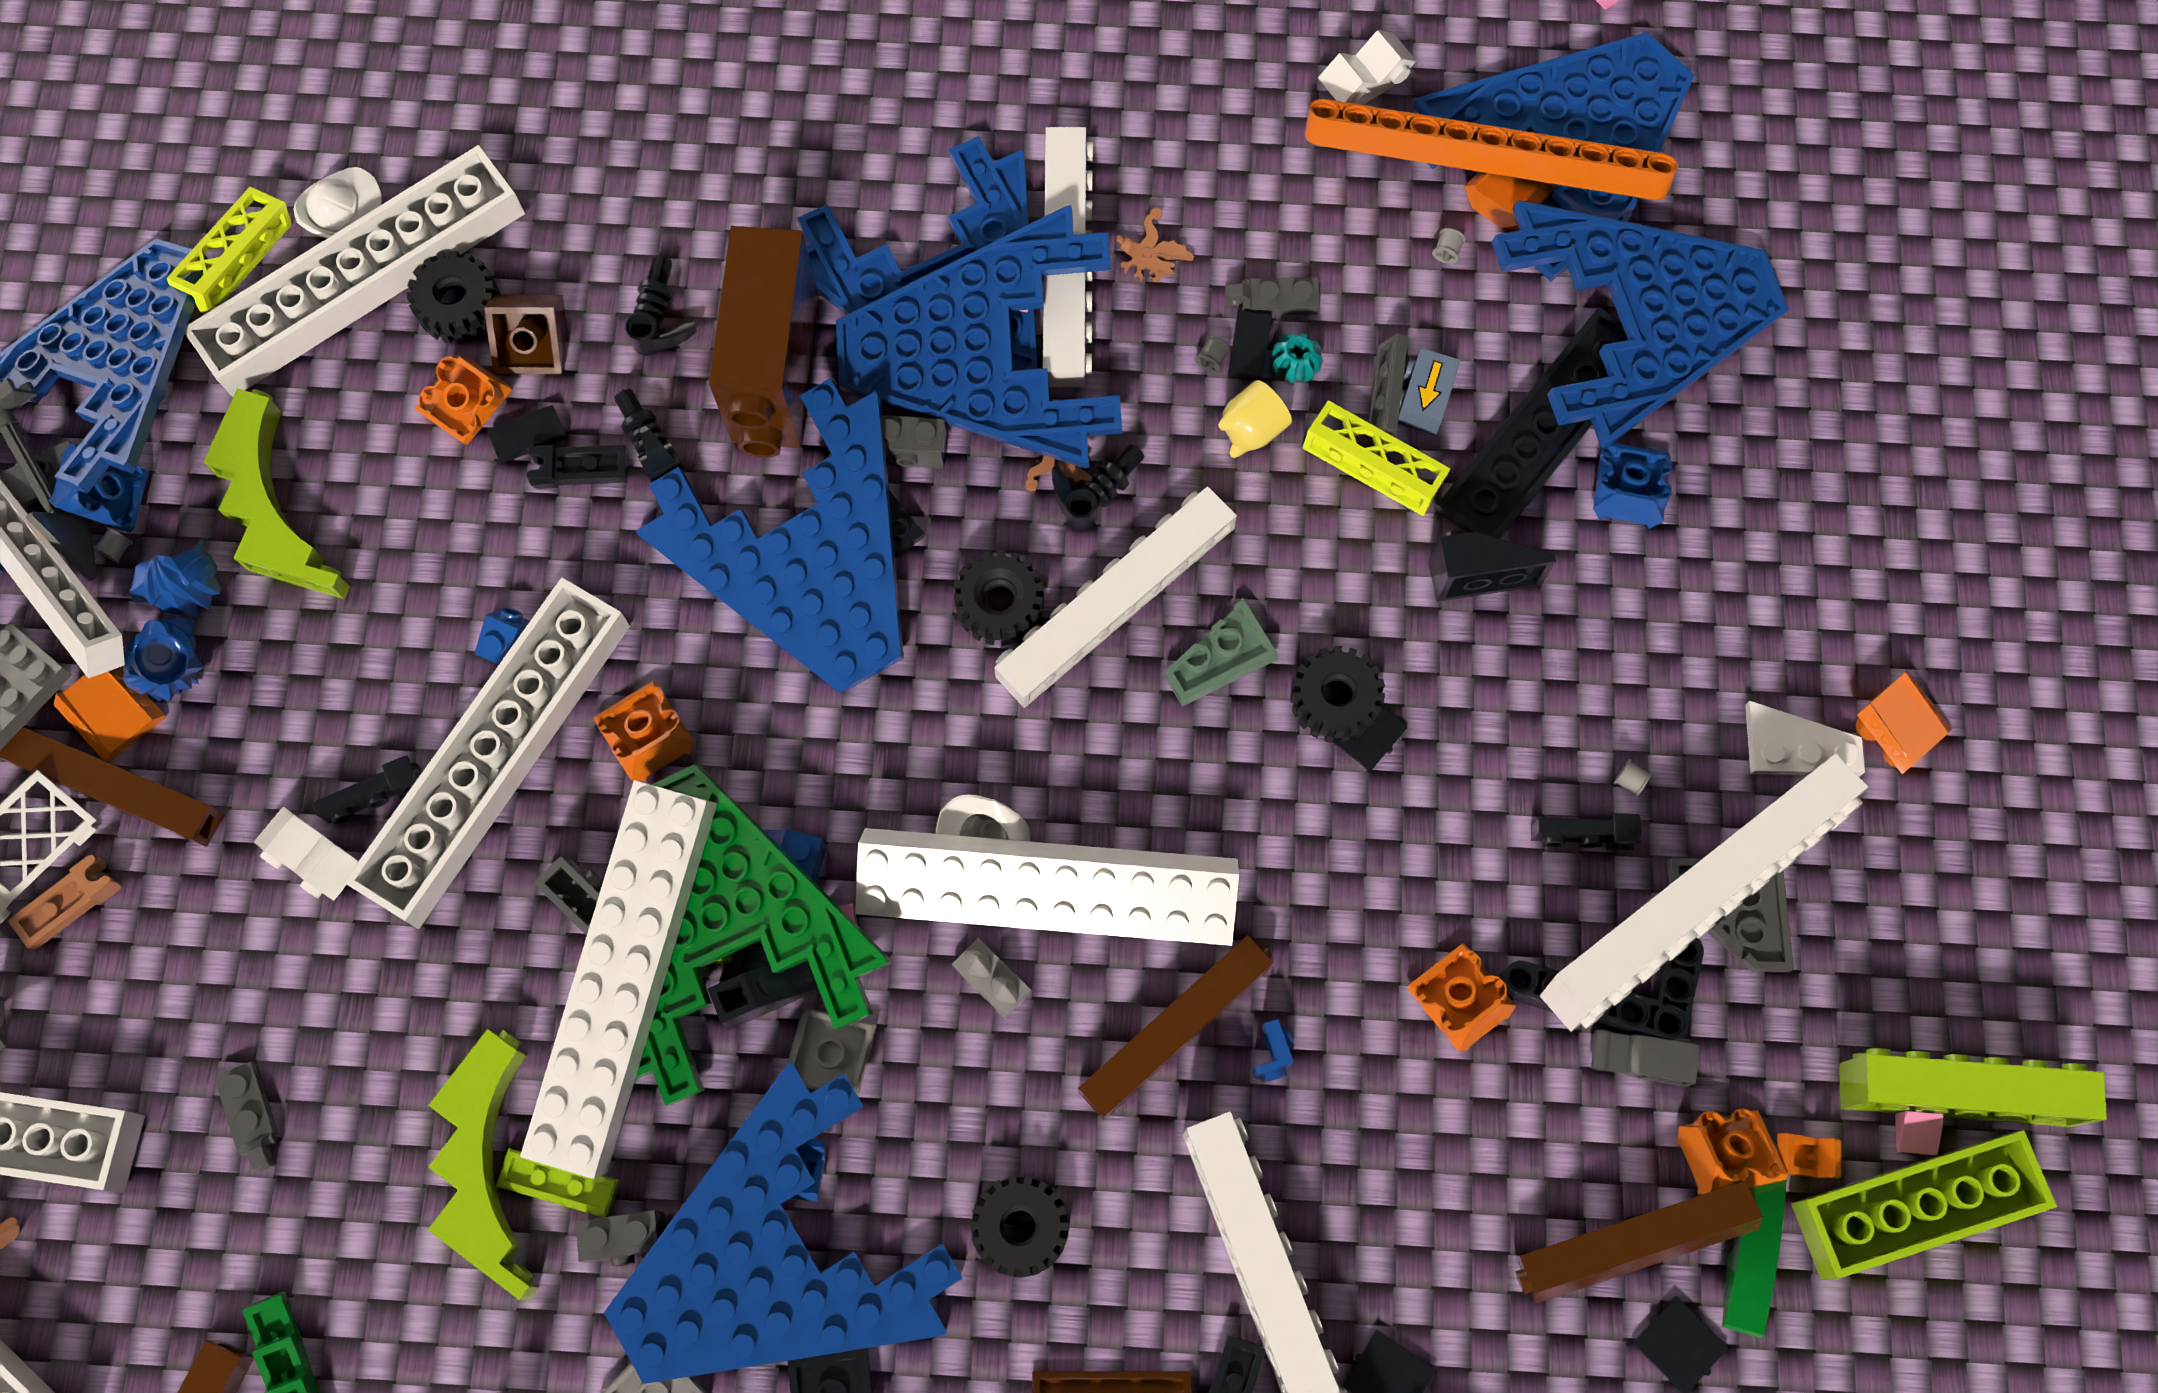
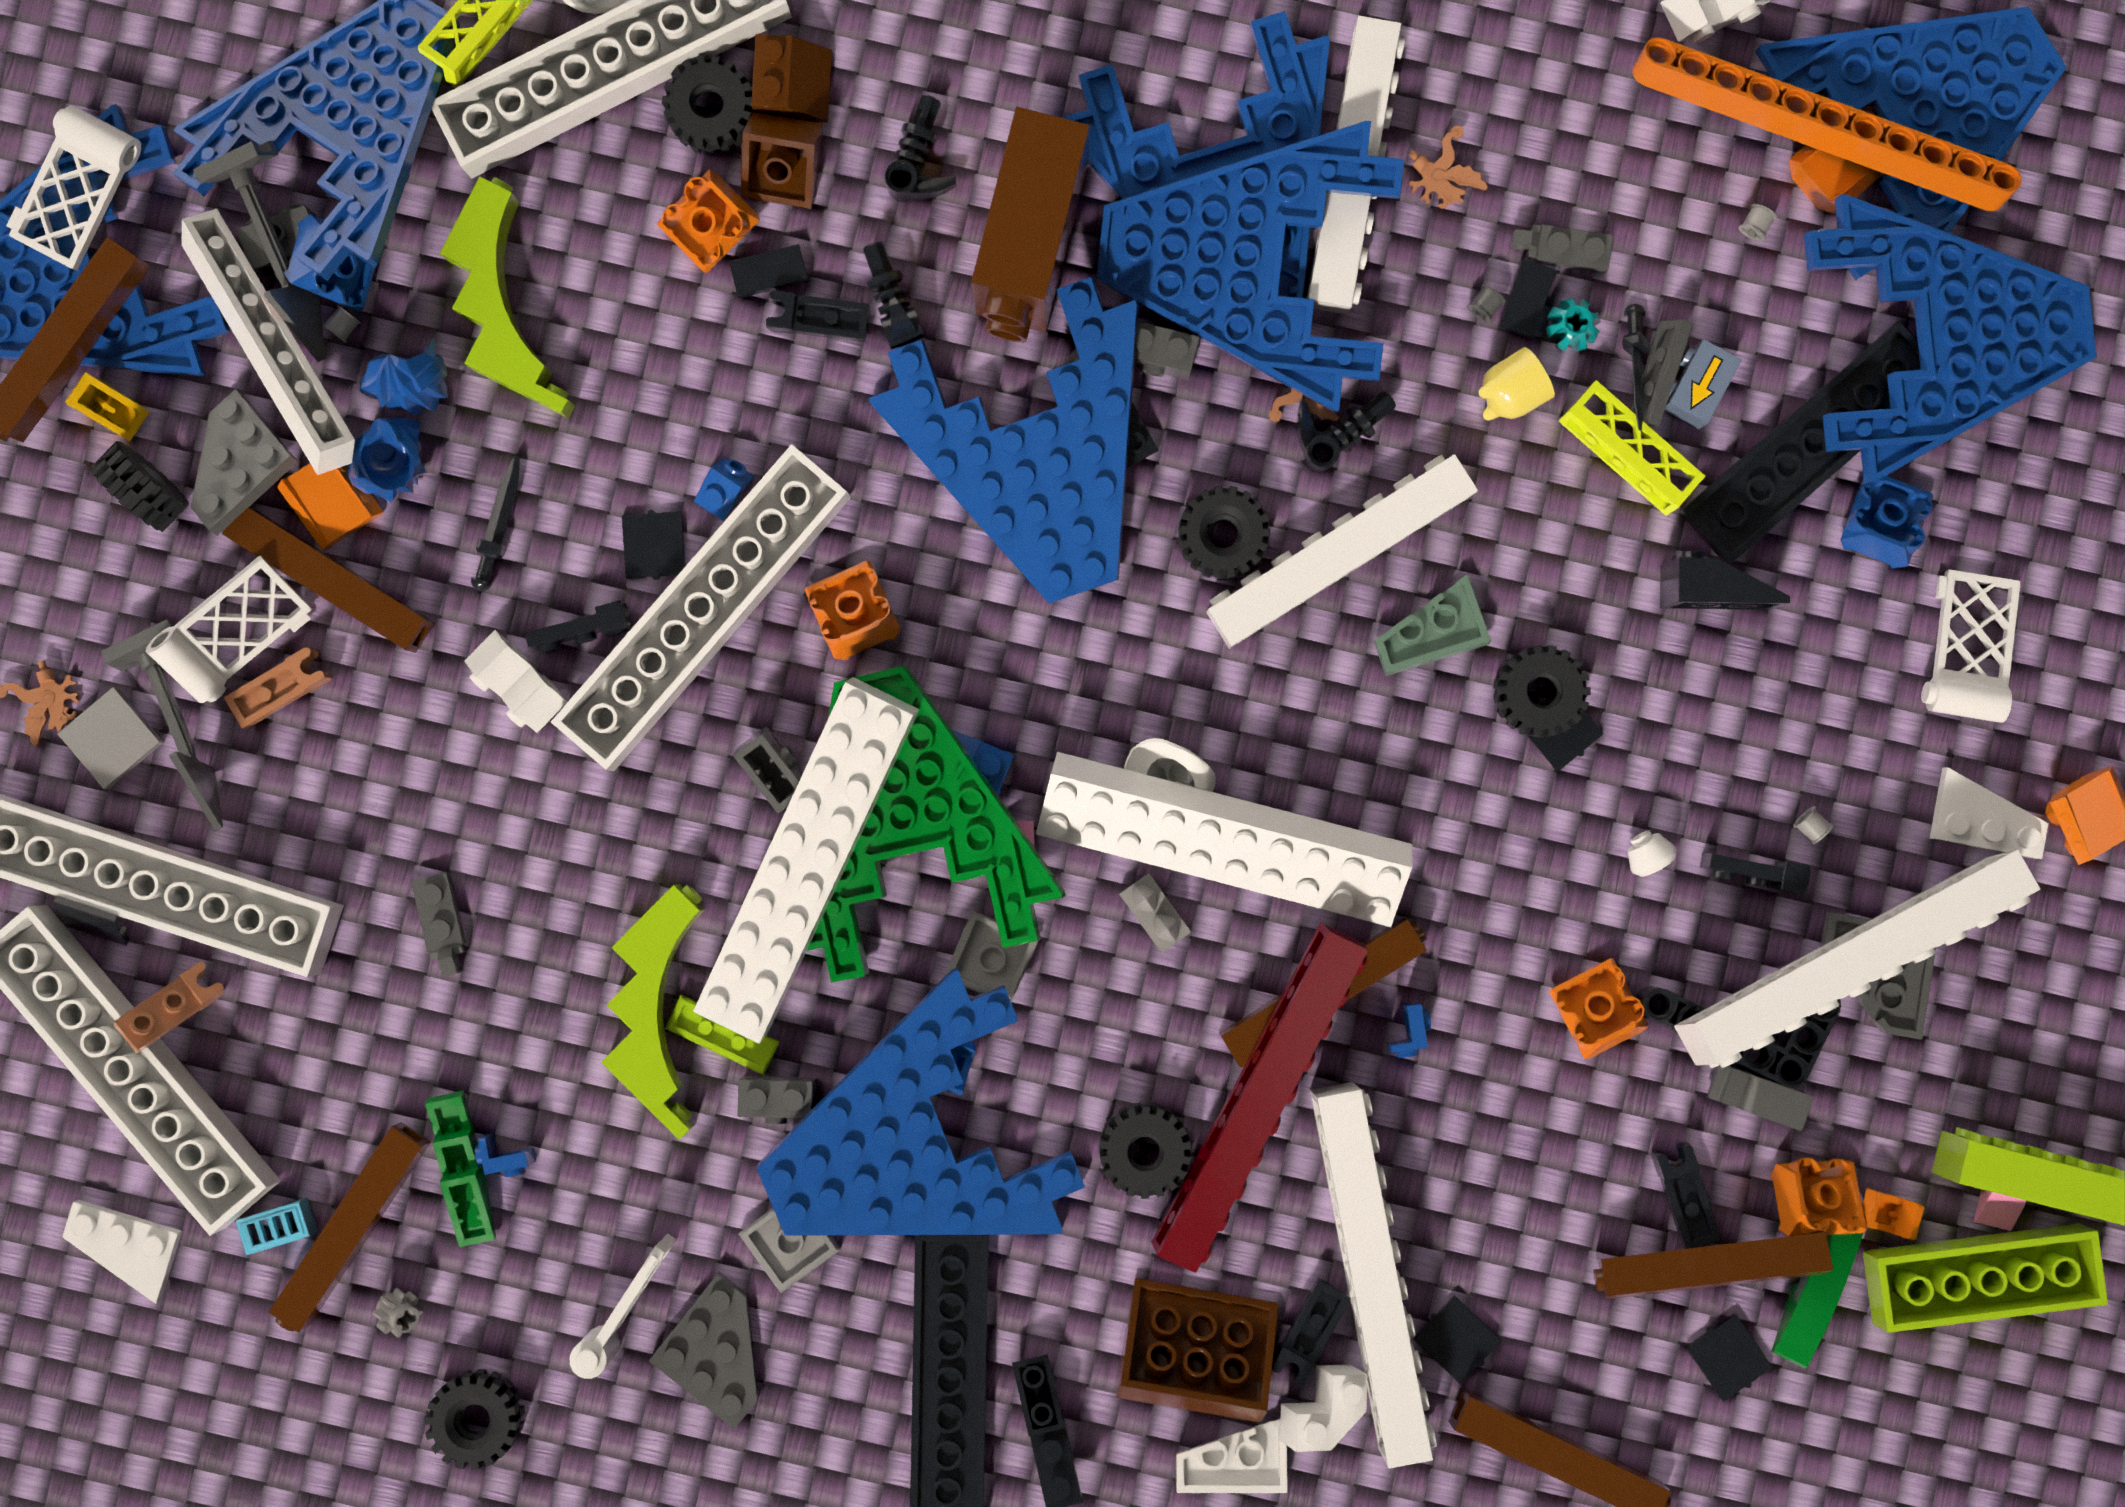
camera: 10 degrees right, 15 degrees up
(276, 729) = (491, 547): none -> black sword
(340, 1361) = (509, 1163): none -> blue bracket
(437, 701) = (653, 544): none -> black piece
(528, 260) = (791, 78): none -> reddish brown slope
(760, 992) = (933, 893): black slope -> none
(1126, 1149) = (1259, 1097): none -> dark red brick
(1361, 368) = (1635, 344): none -> black sword
(1477, 831) = (1650, 853): none -> white cone
(1594, 1175) = (1687, 1197): none -> black plate
(1744, 627) = (1963, 692): none -> white piece

